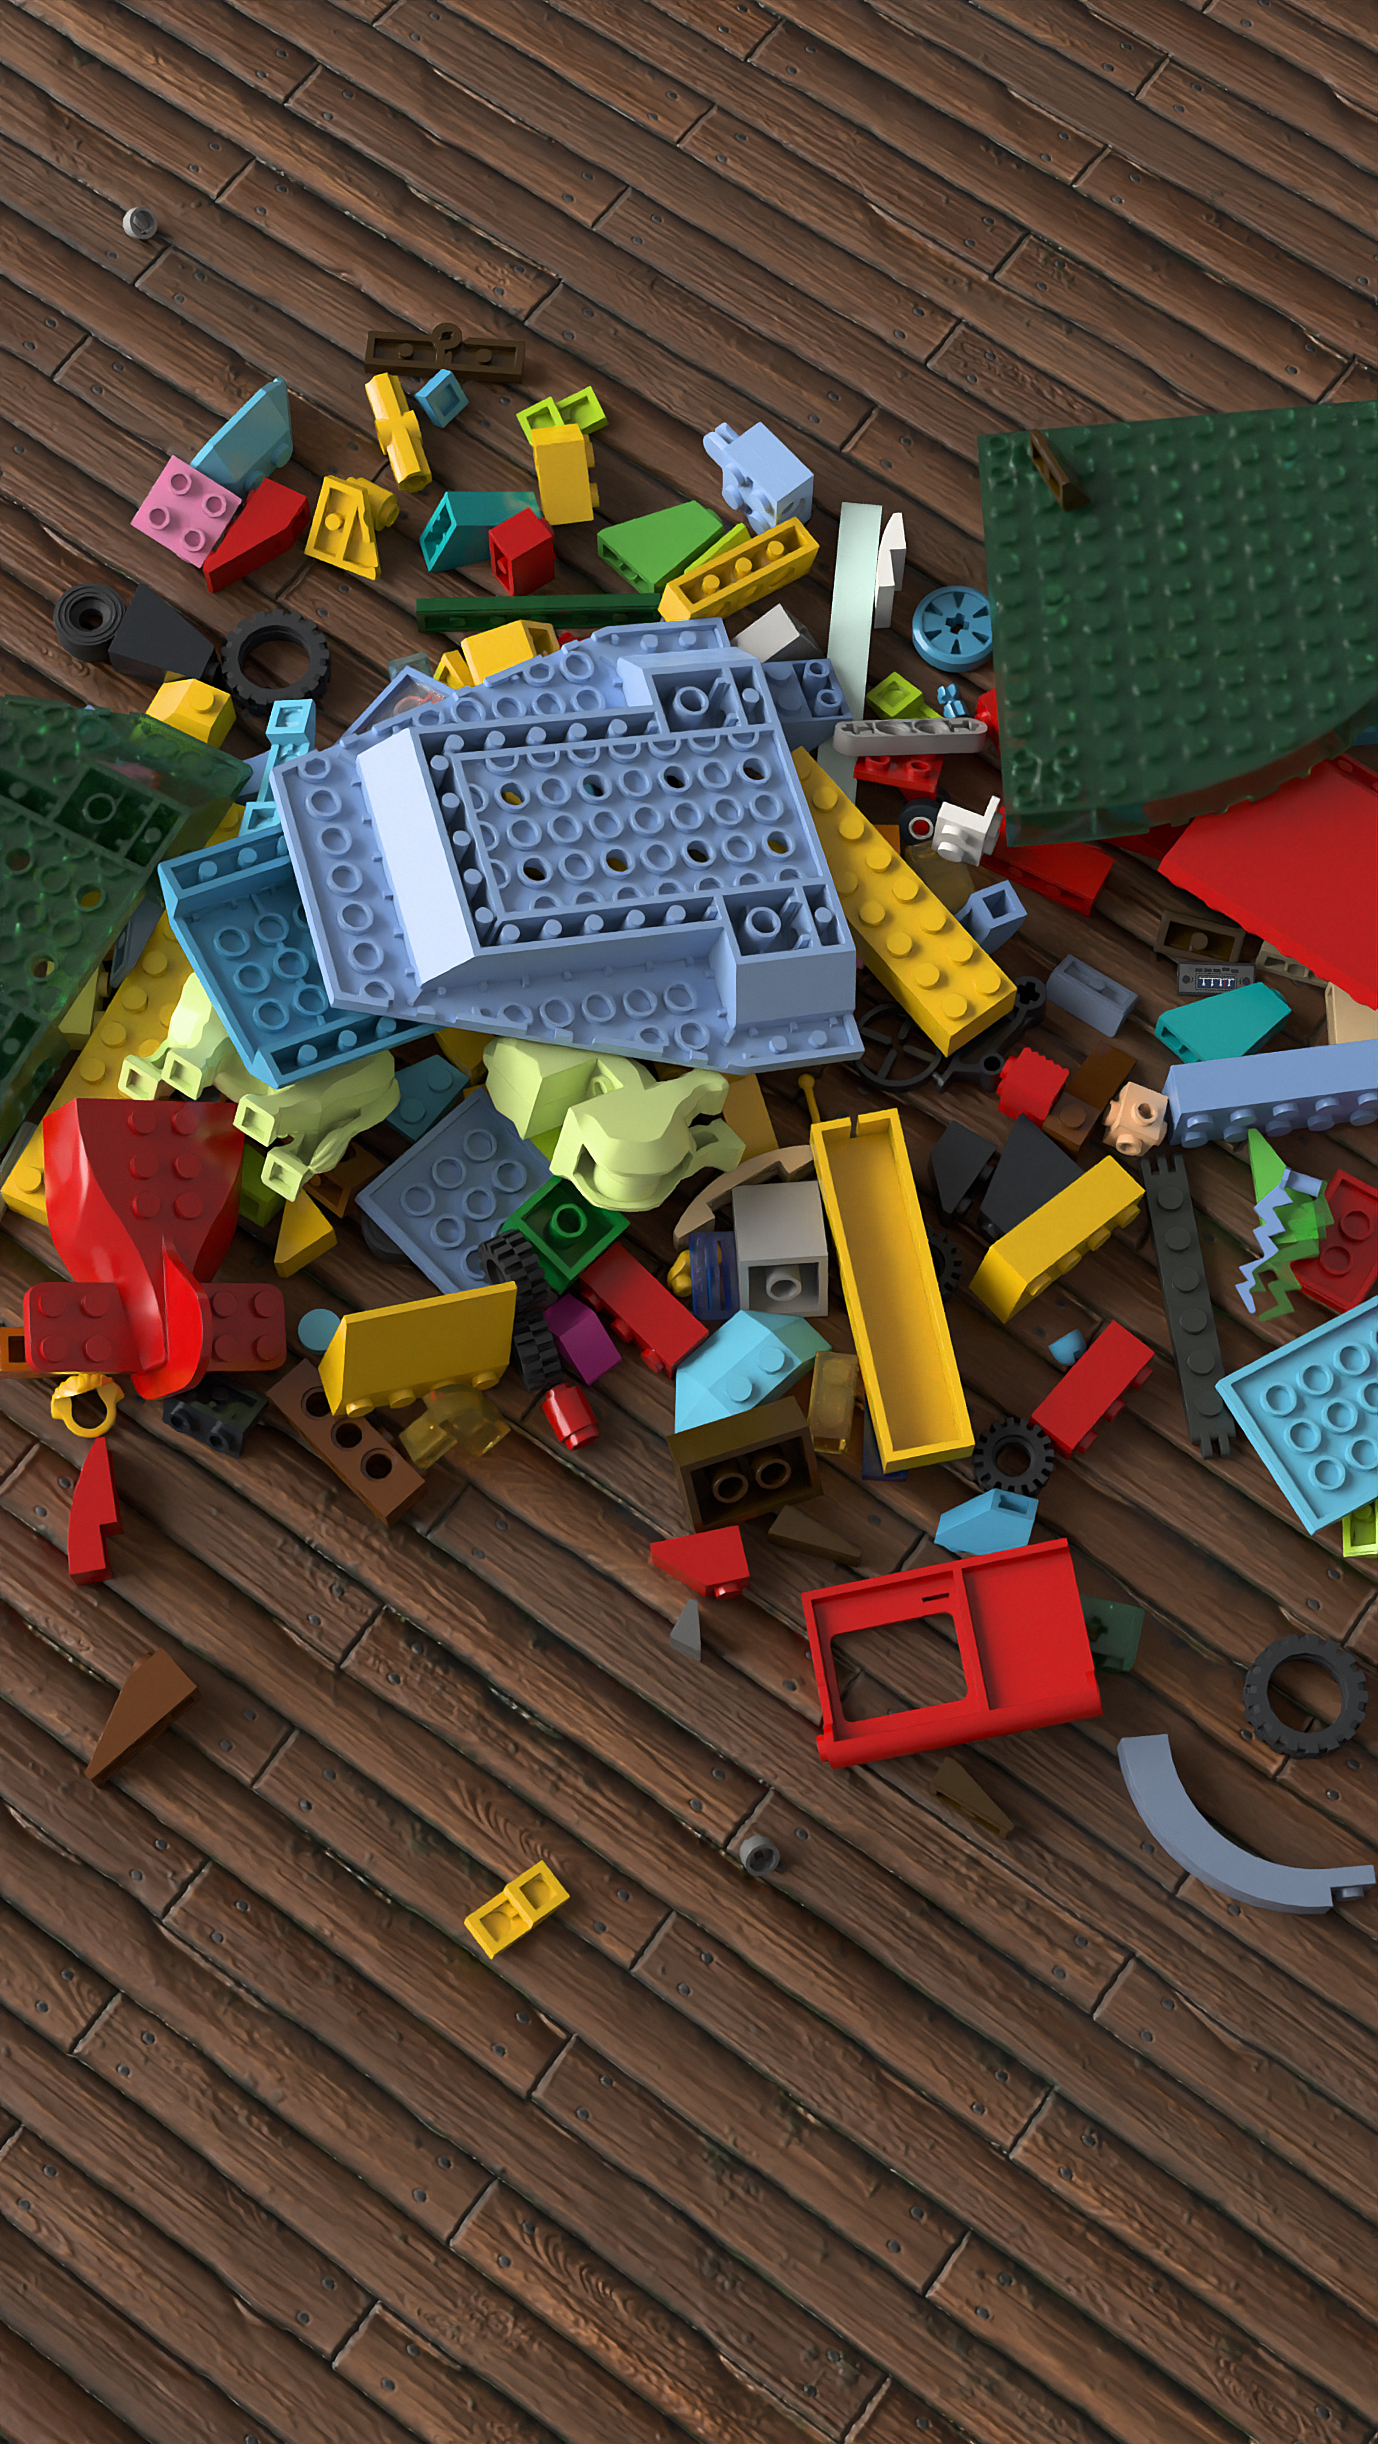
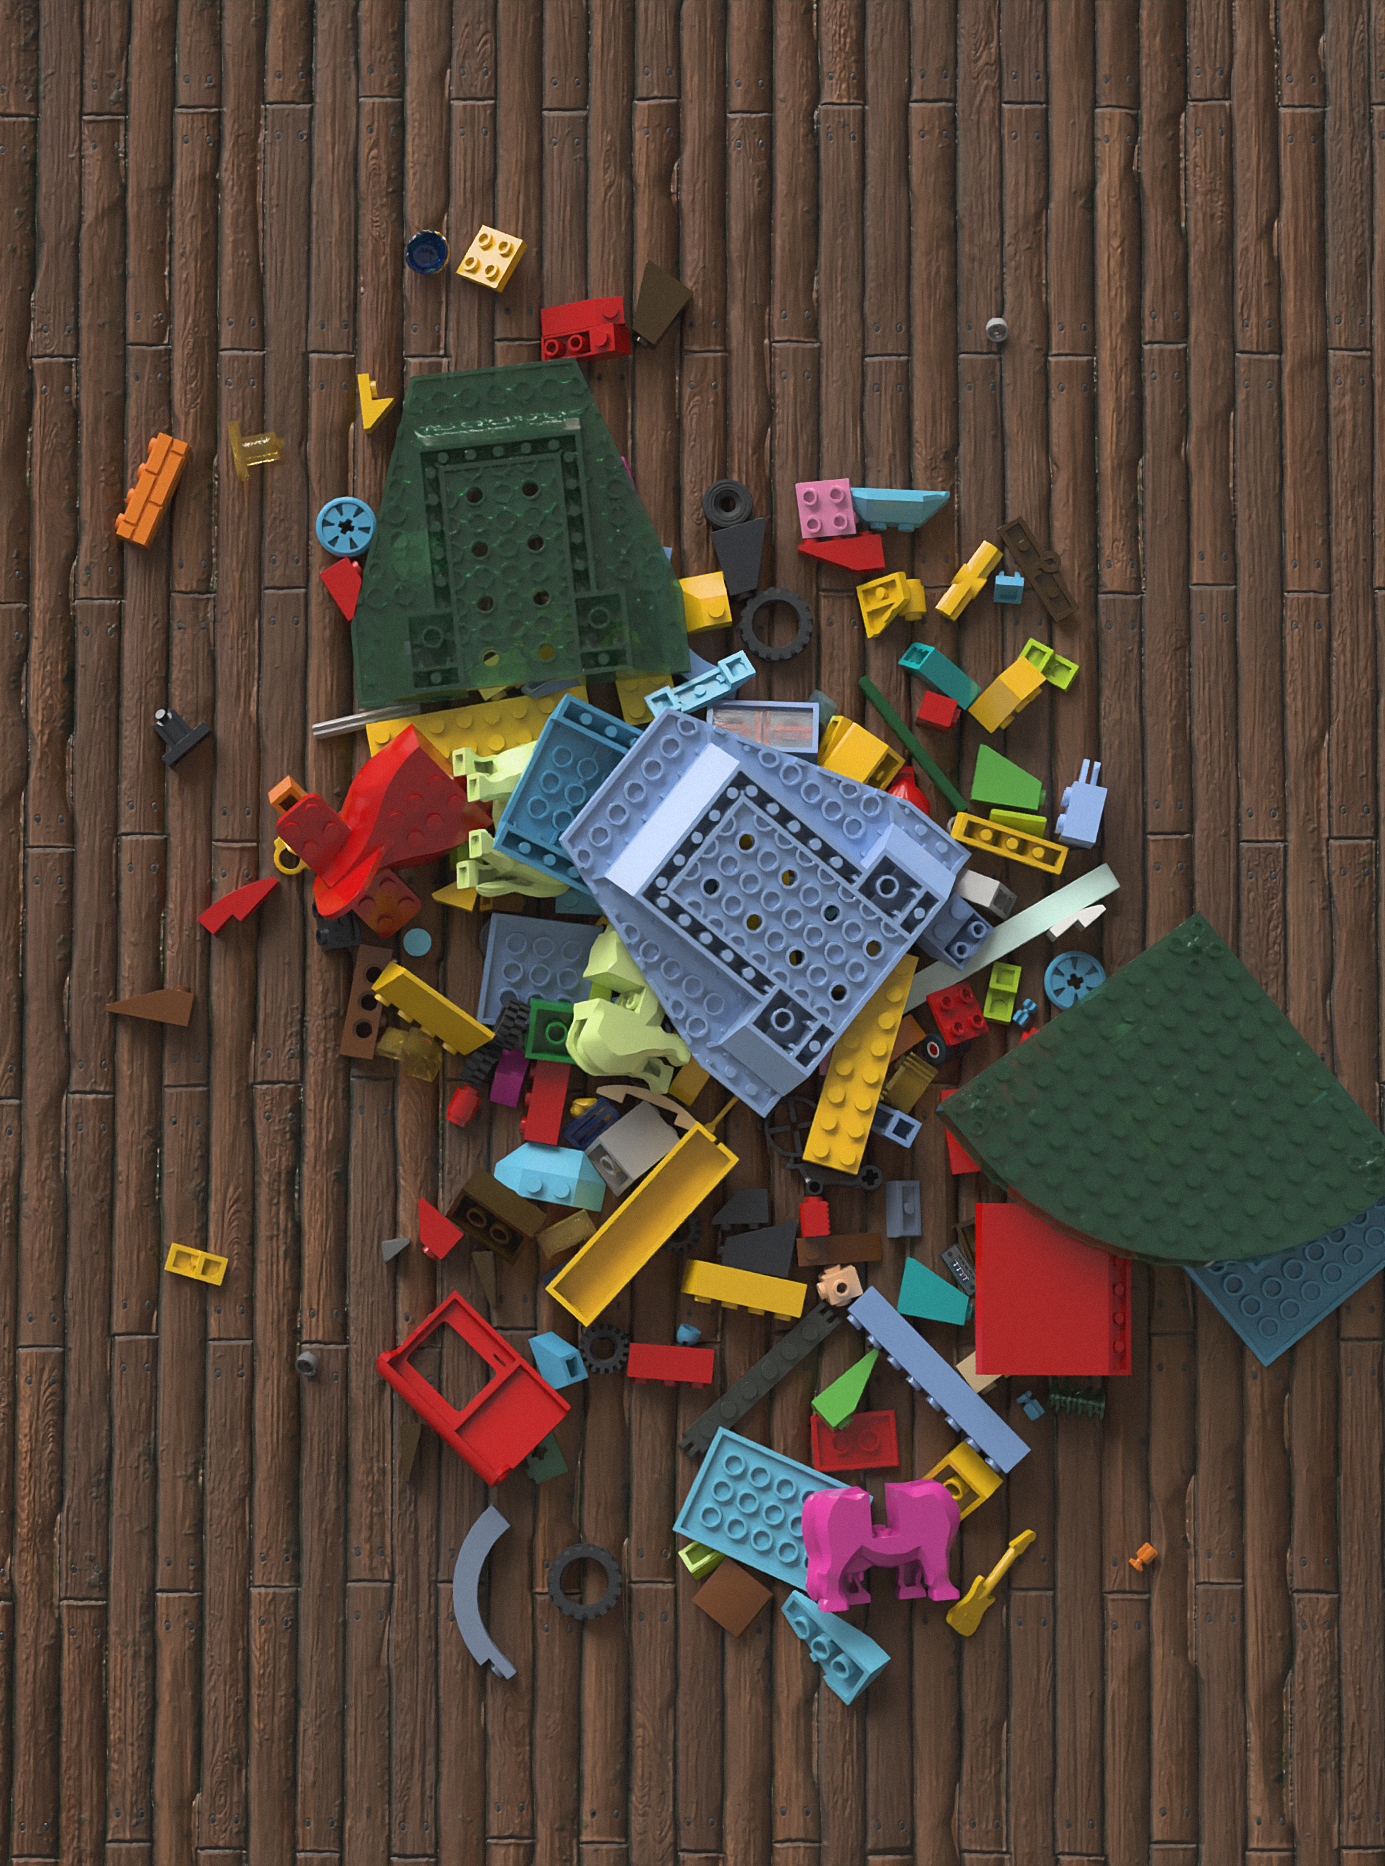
camera: 55 degrees right, 15 degrees up
(909, 736) = (979, 1004): light grey beam -> none
(965, 834) = (926, 1080): white bracket -> none
(1057, 472) = (1194, 980): dark brown slope -> none
(1279, 1260) = (806, 1413): piece -> none

